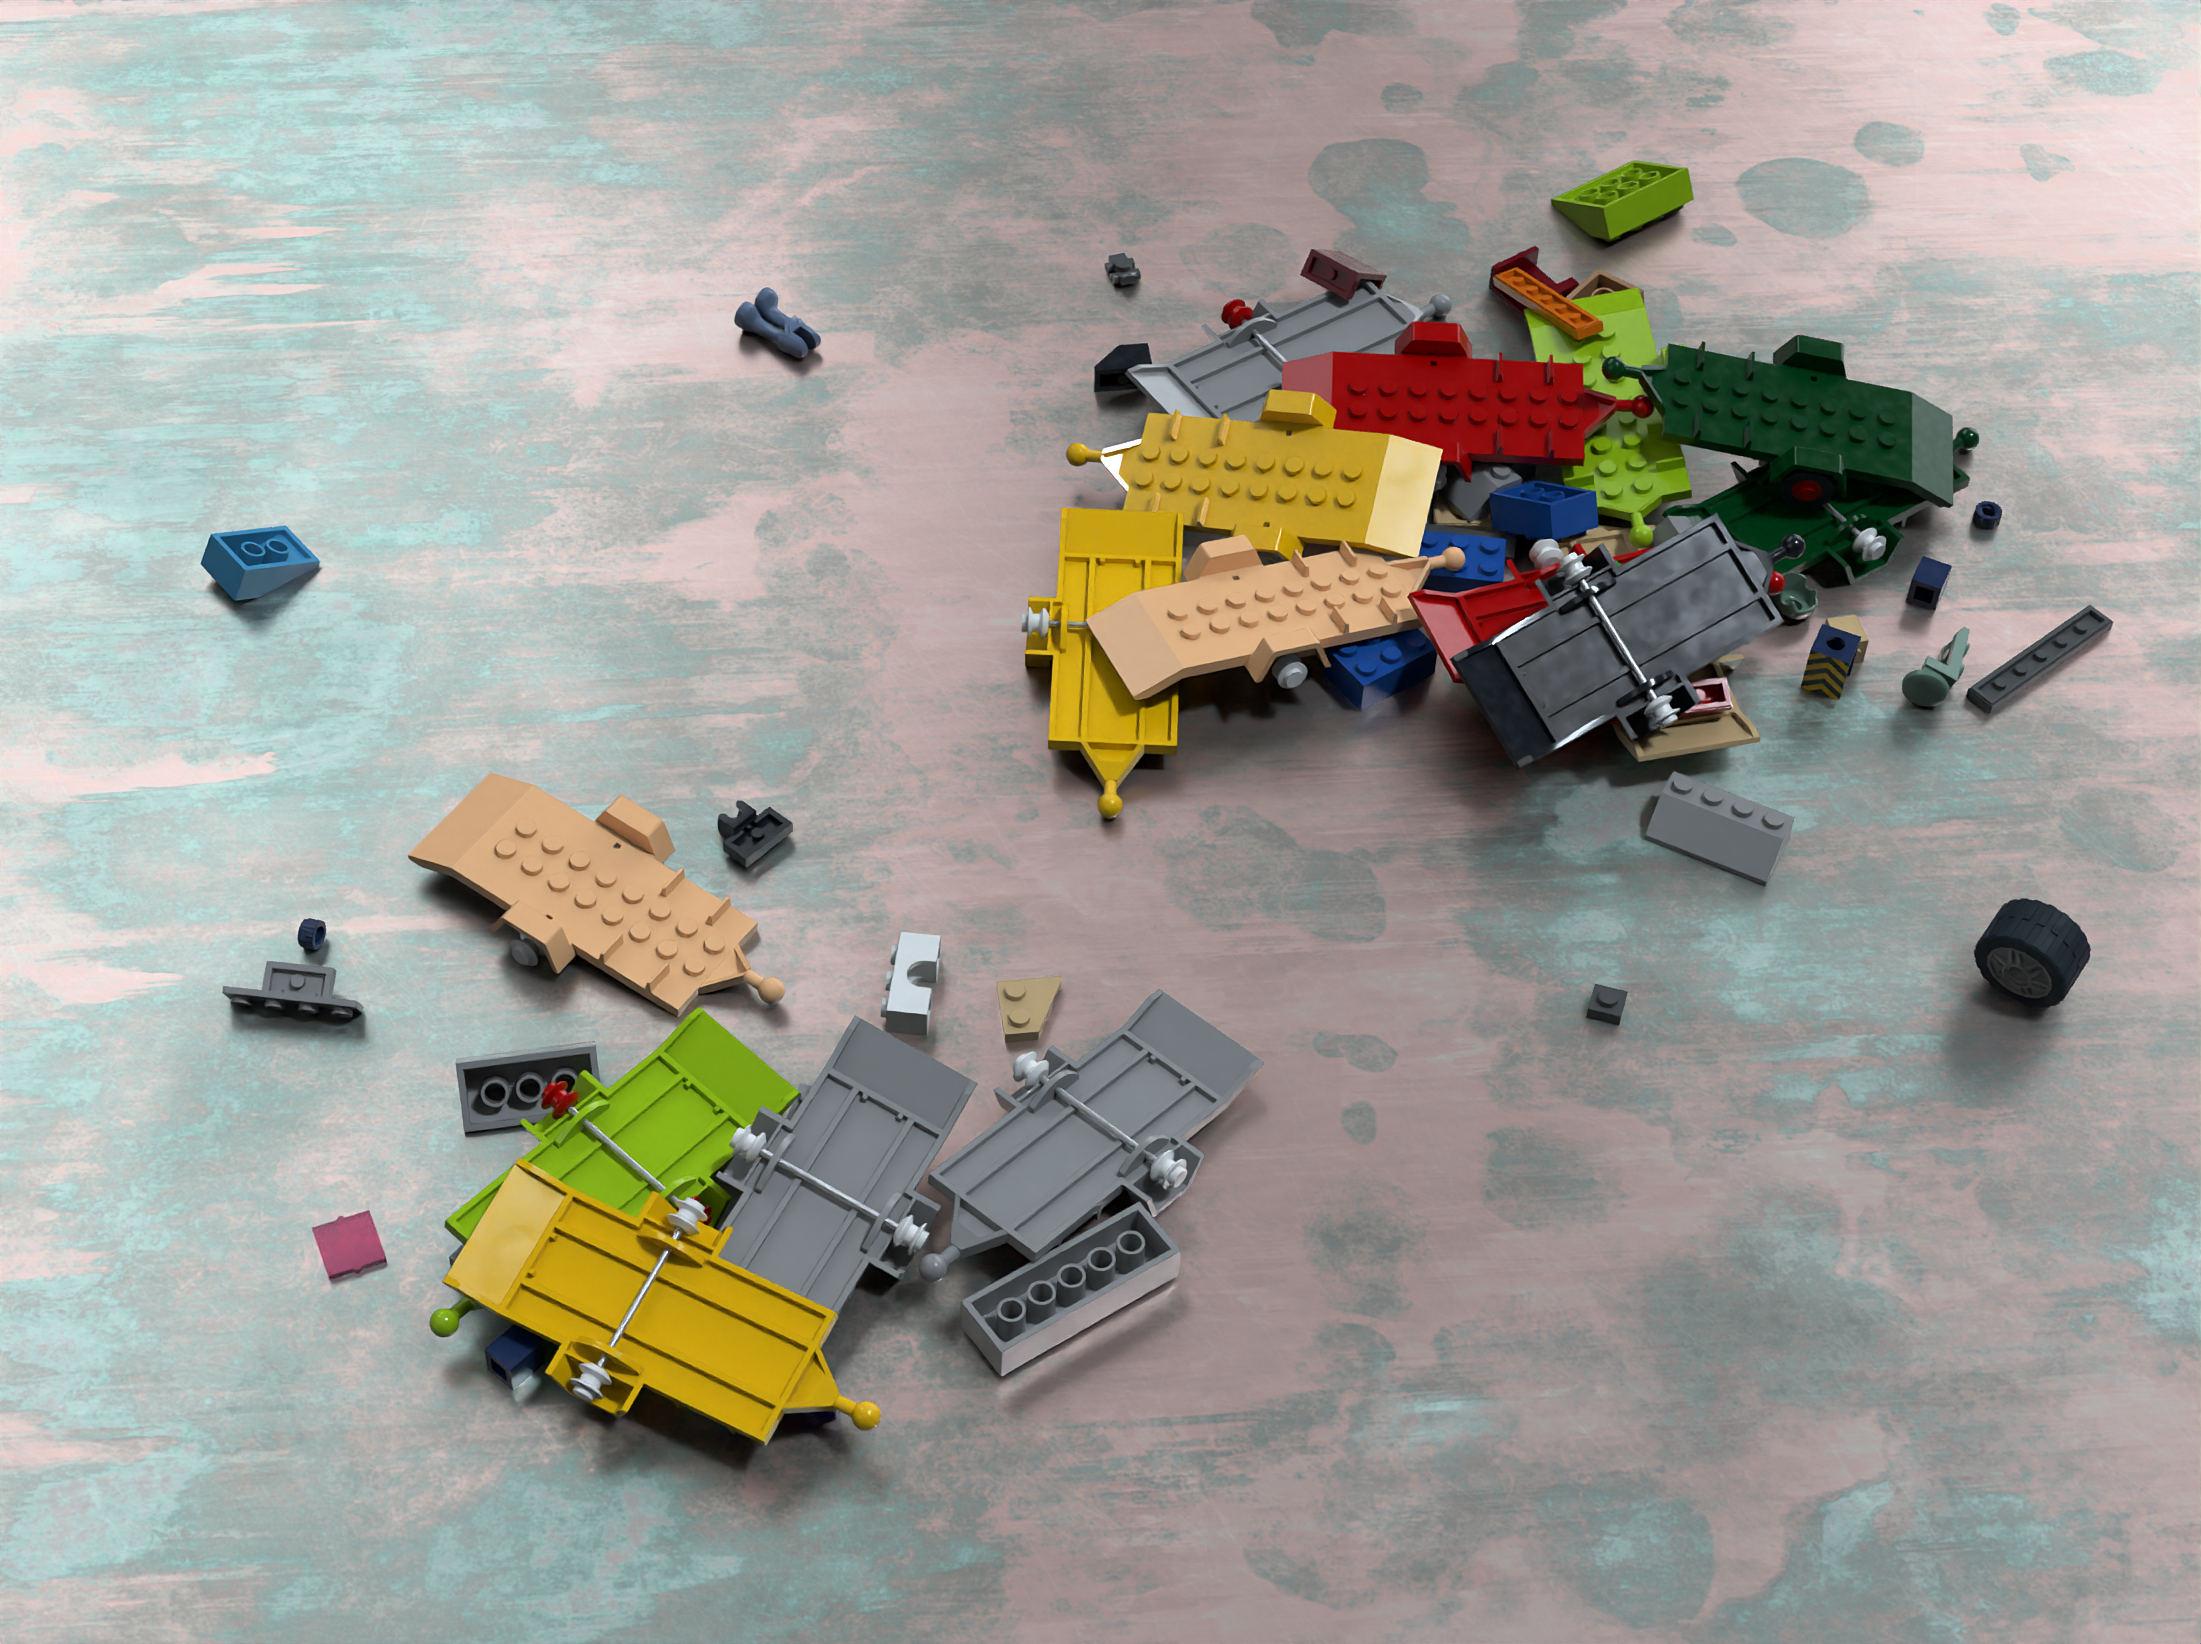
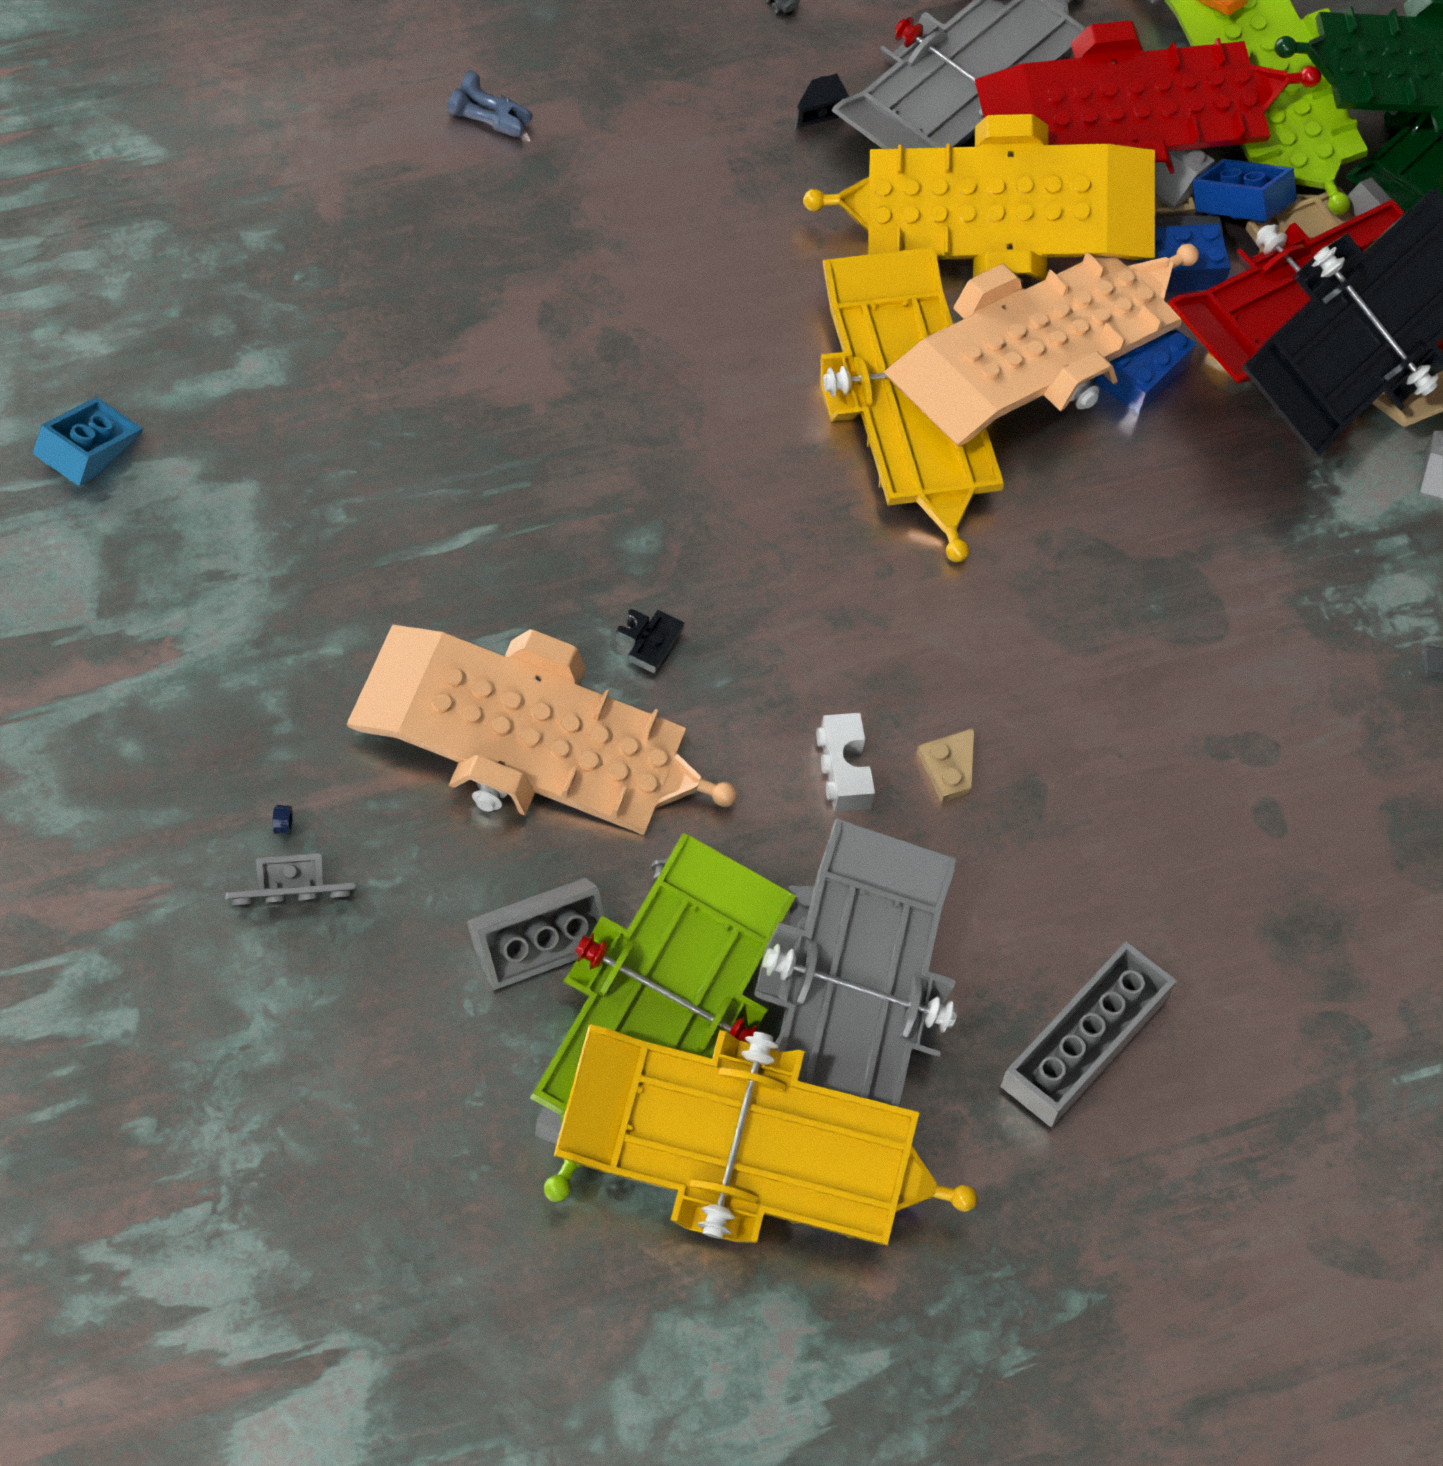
camera: 20 degrees left, 10 degrees up
(349, 1244) = (430, 1124): clear pink piece -> none
(515, 1356) = (624, 1204): dark blue brick -> none
(1086, 1129) = (1057, 881): light grey piece -> none

